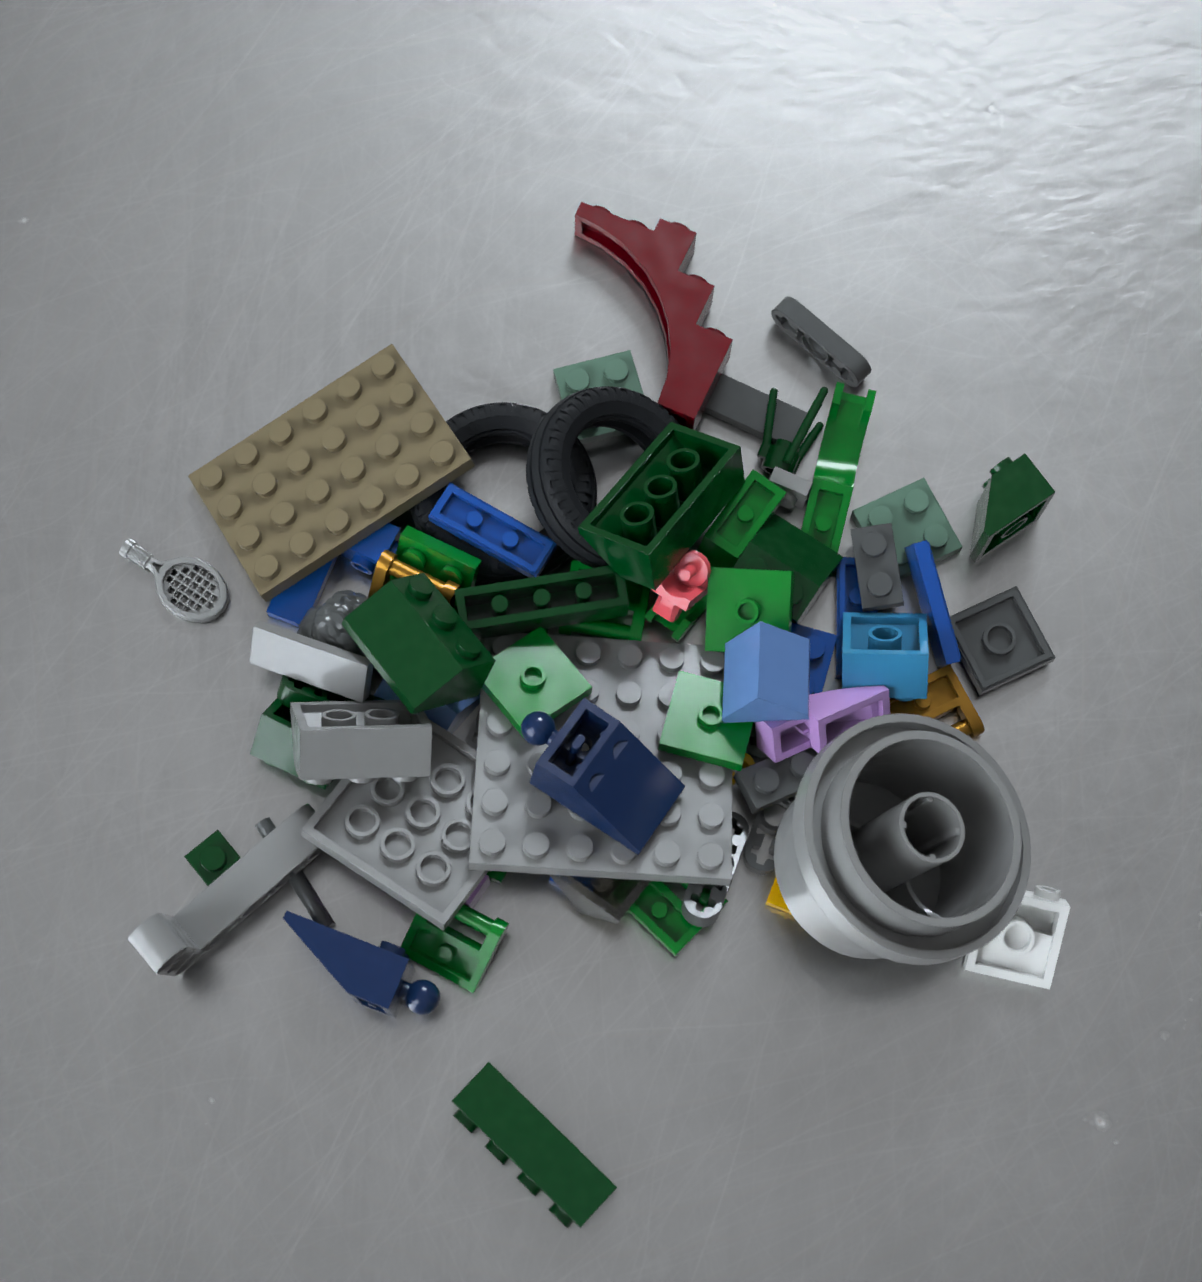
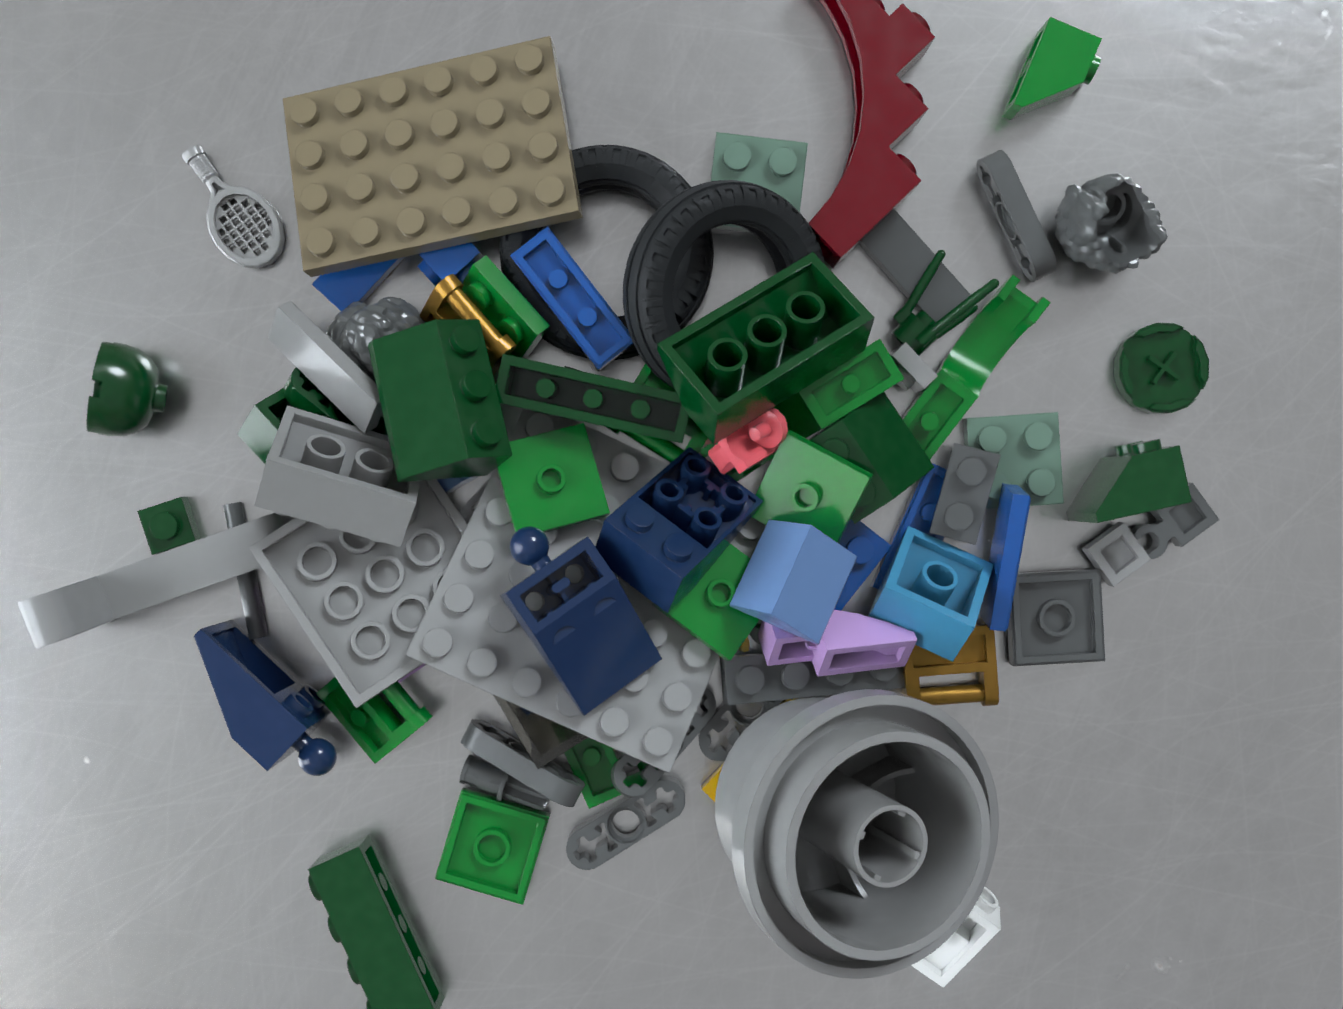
camera: 25 degrees right, 15 degrees up
(140, 755) = (124, 391): none -> dark green cylinder
(593, 964) = (494, 780): none -> dark grey axle
(602, 935) = (511, 757): none -> dark grey beam
(605, 1025) = (492, 846): none -> green plate
(652, 676) = (675, 528): none -> dark blue slope
(740, 939) = (603, 850): none -> dark grey beam
(799, 223) = (1054, 67): none -> green slope
(894, 318) = (1109, 224): none -> dark grey hair
(991, 414) = (1161, 368): none -> dark green tile
(1024, 569) = (1116, 553): none -> light grey plate
(1060, 522) = (1177, 523): none -> dark grey plate

